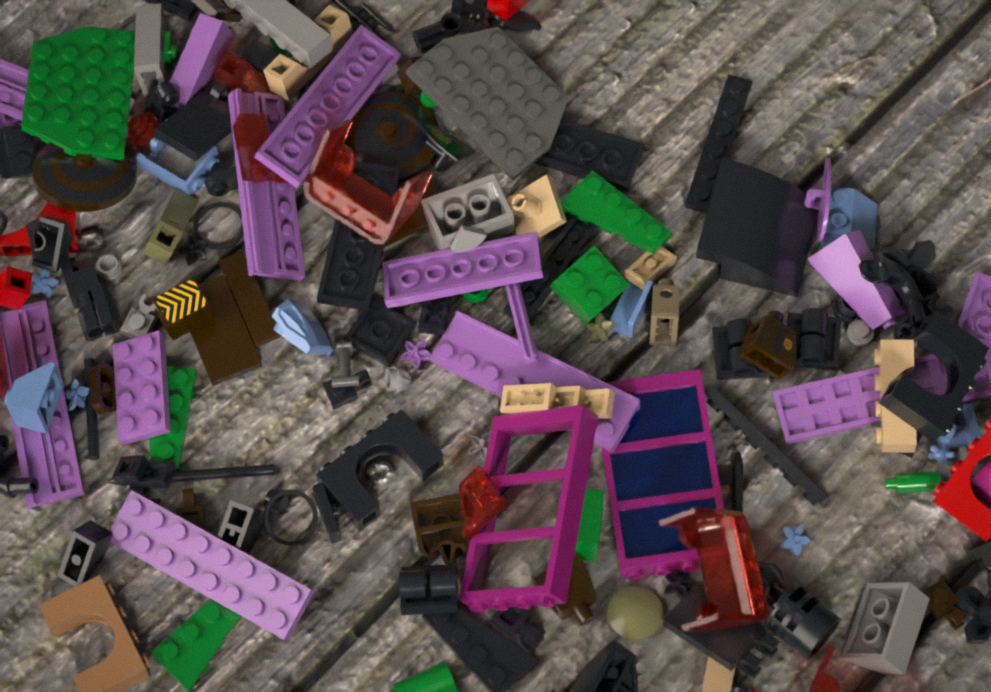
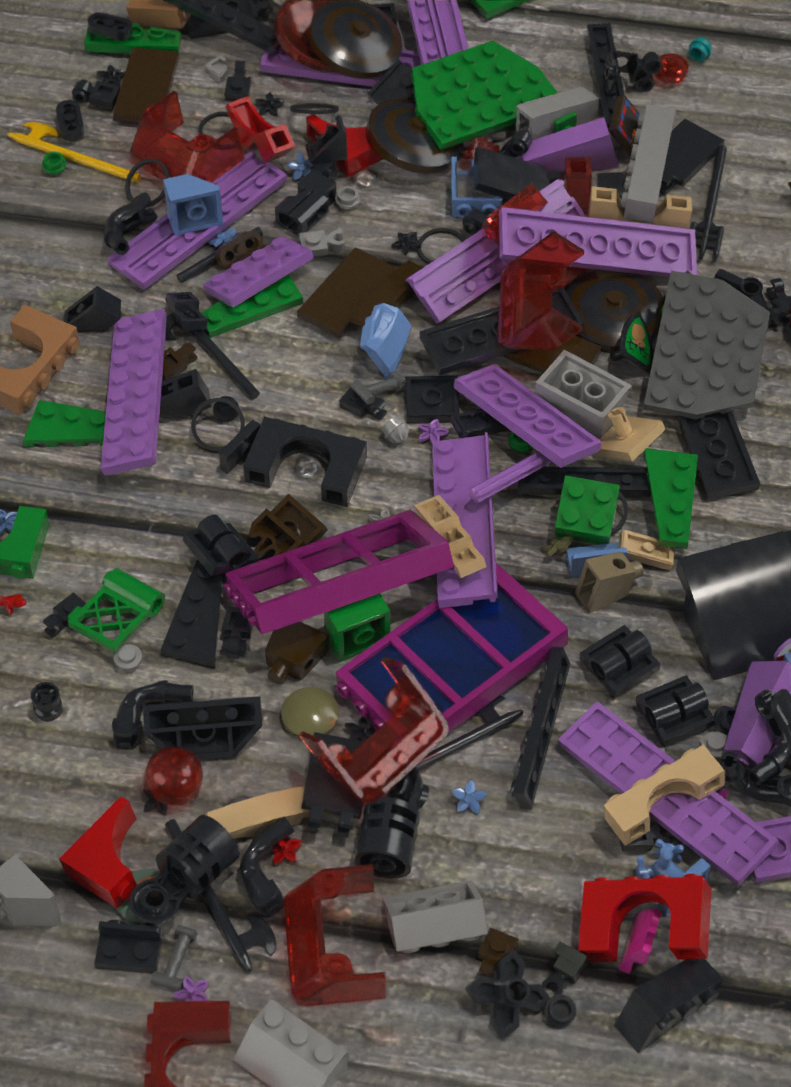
camera: 55 degrees right, 10 degrees down
(170, 226) = (412, 212): olive slope -> none
(183, 309) = (342, 252): piece -> none
(467, 239) = (555, 399): light grey tile -> none
(479, 501) = (319, 535): clear red wing -> none
(770, 345) = (637, 671): dark brown torso -> none
(913, 482) = (596, 861): green cylinder -> none
(962, 359) = (663, 825): black arch -> none

